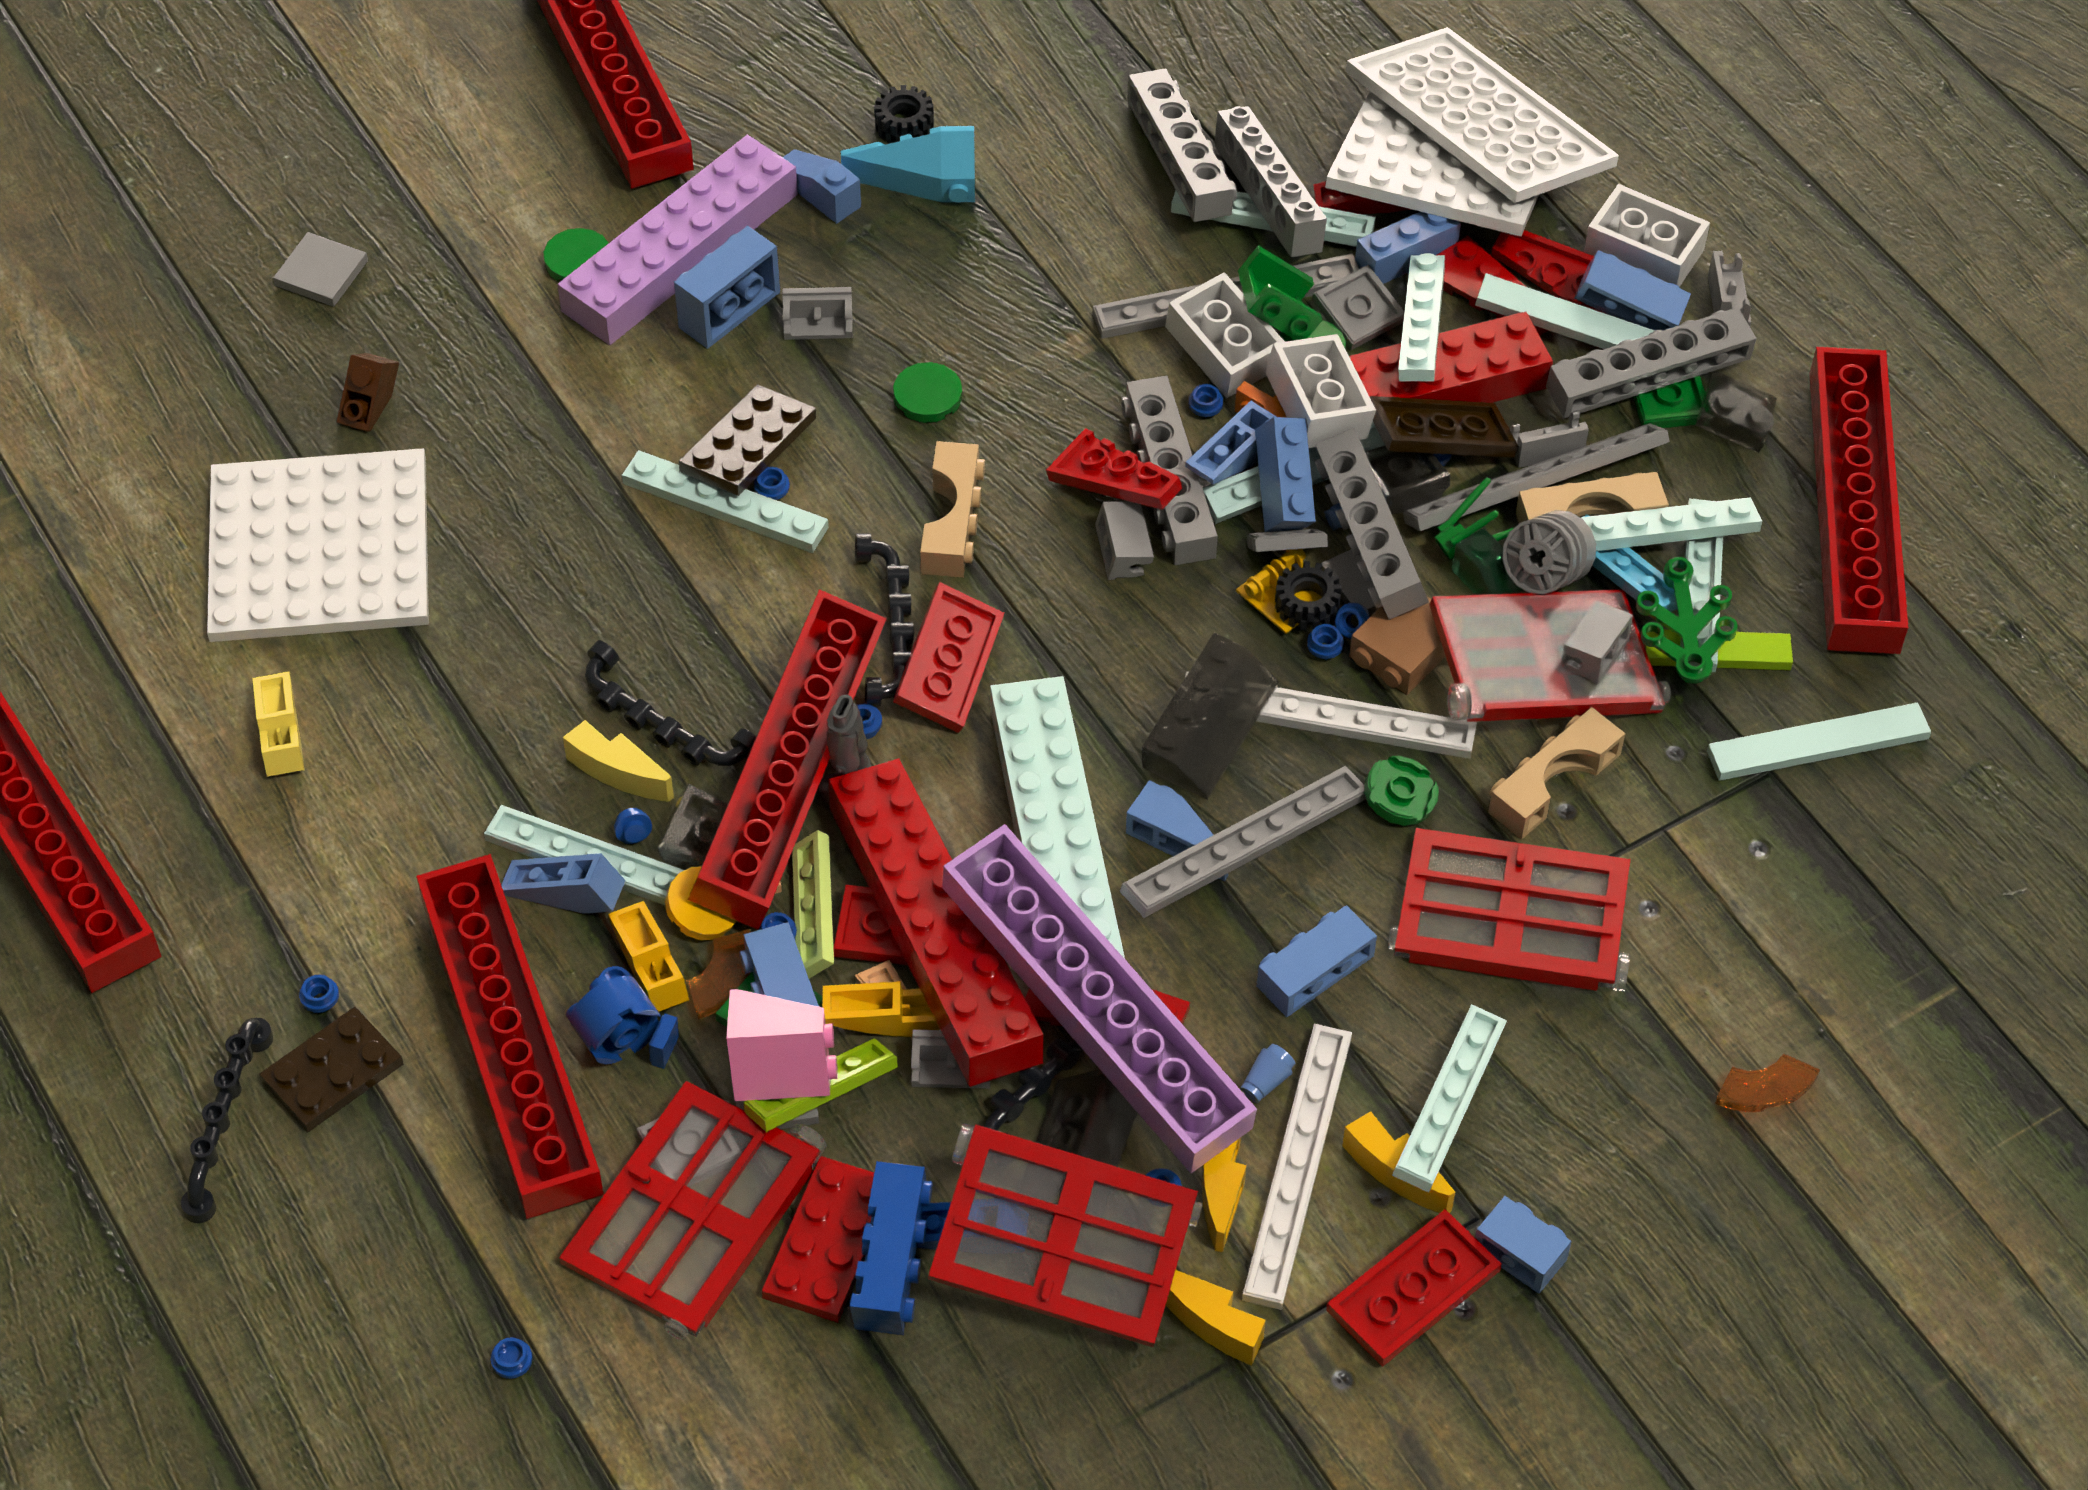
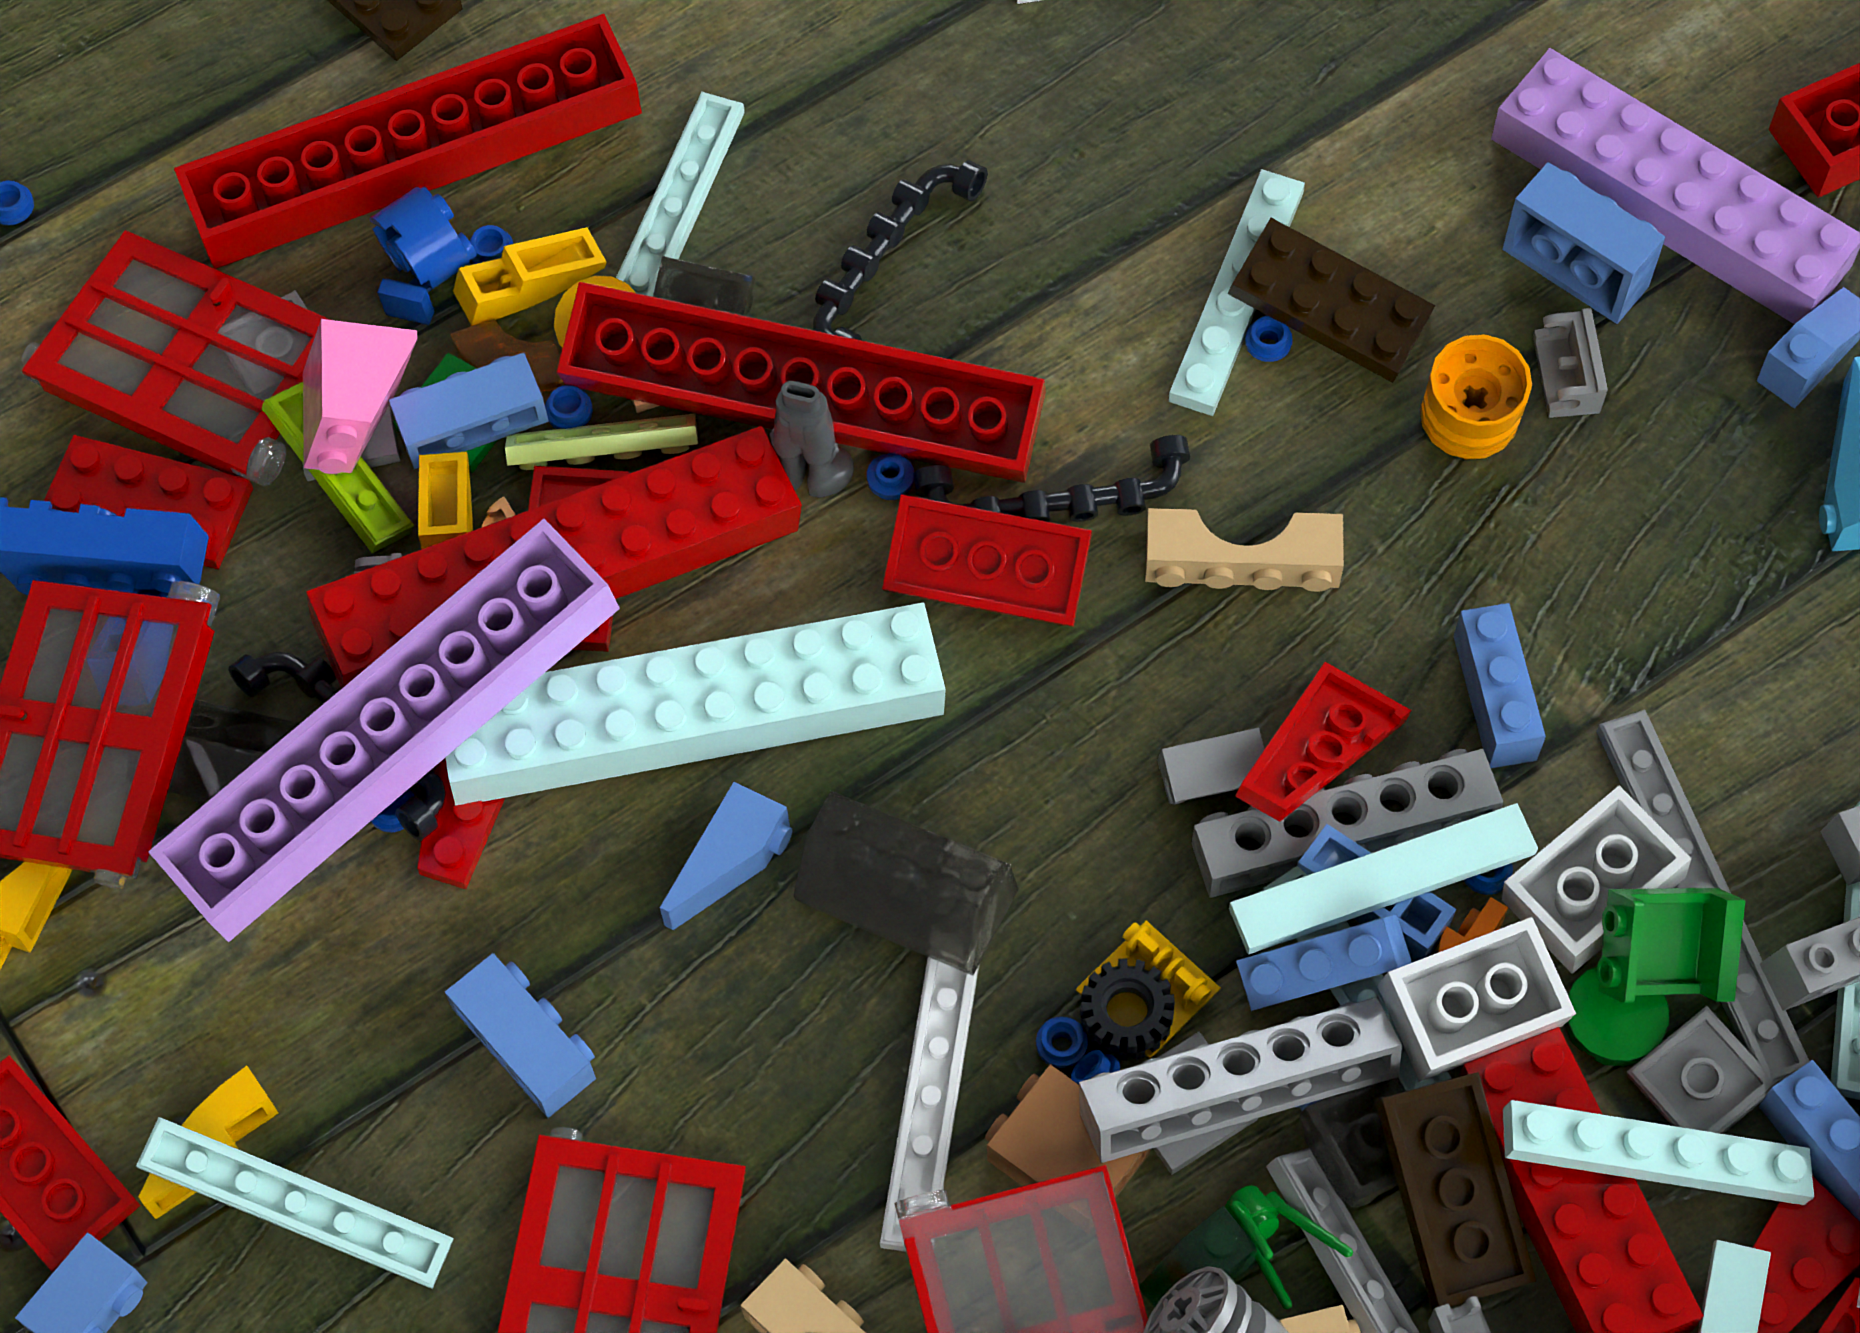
camera: 90 degrees right, 10 degrees up
(565, 882) = (625, 179): medium blue slope -> none
(570, 250) = (1640, 72): green tile -> none
(617, 763) = (806, 210): light yellow slope -> none
(632, 826) = (713, 238): blue plate -> none
(848, 359) = (1475, 396): none -> light orange wheel
(927, 392) = (1456, 511): green tile -> none
(1072, 376) = (1499, 685): none -> medium blue brick
(1221, 1192) = (179, 929): yellow slope -> none
(1231, 433) = (1382, 878): none -> light aqua tile
(1243, 842) = (692, 933): light grey tile -> none
(1267, 1072) = (353, 979): medium blue cone -> none
(1286, 540) = (1211, 975): light grey tile -> none
(1297, 1167) = (228, 1024): white tile -> none
(1401, 790) = (806, 1145): green tile -> none

